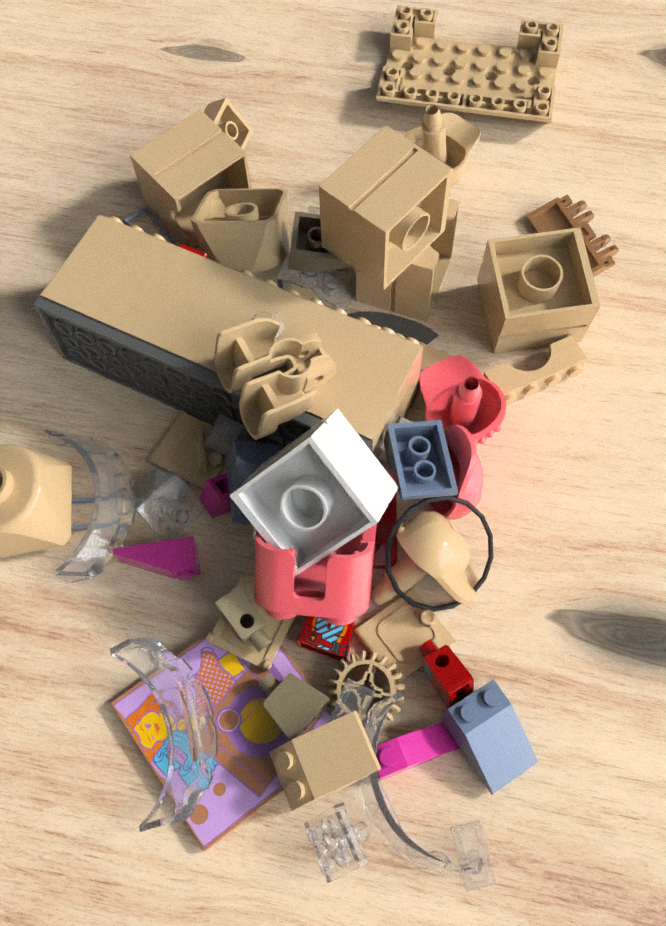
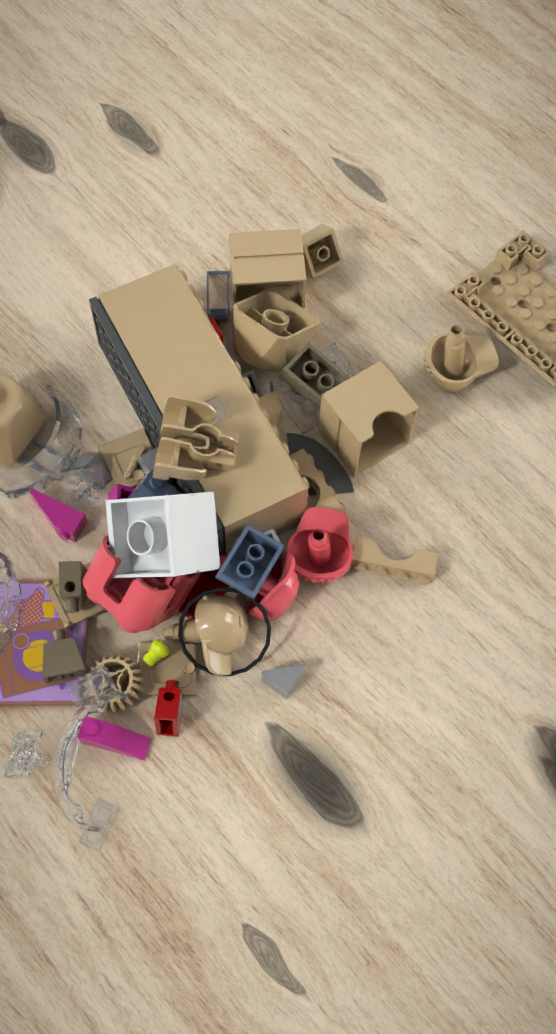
camera: 30 degrees right, 0 degrees up
(324, 761) = (51, 702): tan slope -> none
(326, 638) = (116, 637): torso -> none
(384, 206) = (349, 379): tan piece -> none
(384, 626) = (156, 652): none -> neon yellow piece
(490, 736) = (165, 765): slope -> none
(532, 560) = (283, 679): none -> light grey slope
(537, 289) = (432, 504): tan piece -> none
(556, 216) = (501, 483): medium nougat hinge -> none

